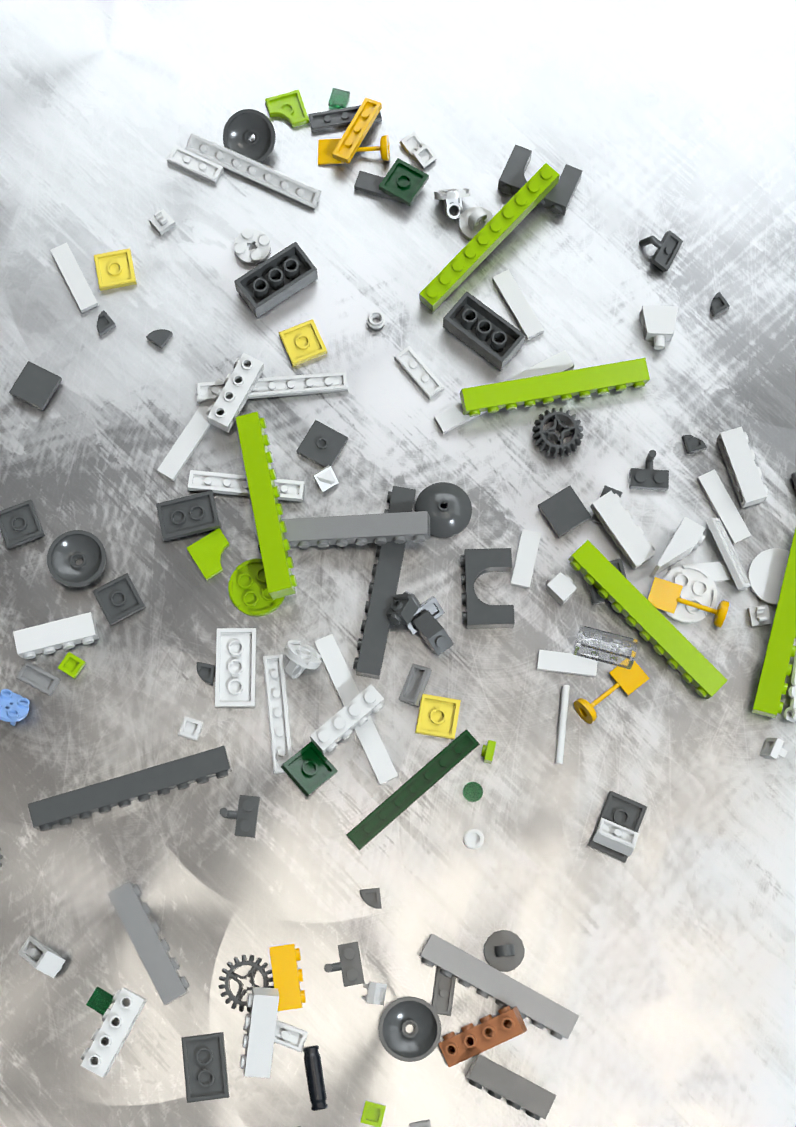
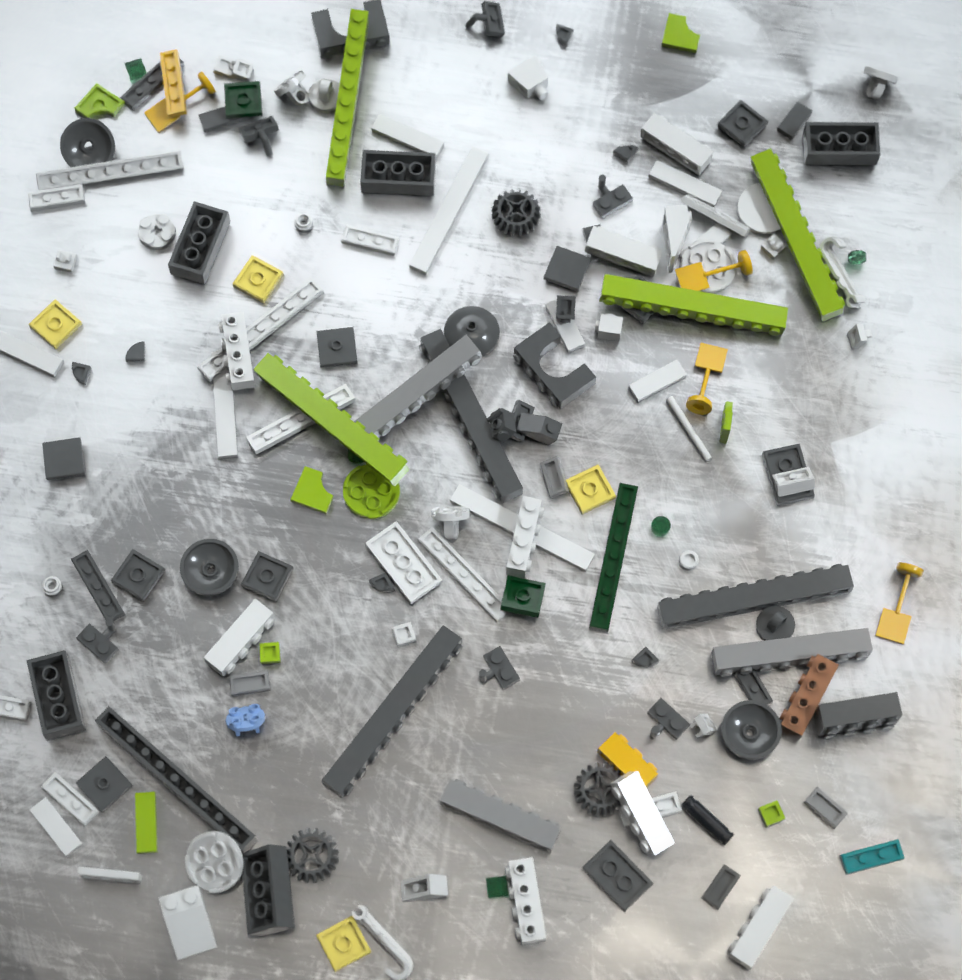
camera: 35 degrees left, 5 degrees down
(188, 515) = (272, 473): dark grey plate -> none
(325, 478) = (360, 370): white tile -> none
(398, 217) = (260, 129): none -> dark grey plate
(488, 751) = (650, 487): lime plate -> none
(506, 914) = (755, 596): none -> dark grey brick
(534, 546) = (565, 308): none -> dark grey bracket
(554, 386) = (486, 178): lime brick -> none
(597, 742) = (726, 422): none -> lime tile
(605, 647) = (678, 347): clear brick -> none
(607, 1027) = (892, 623): none -> yellow piece

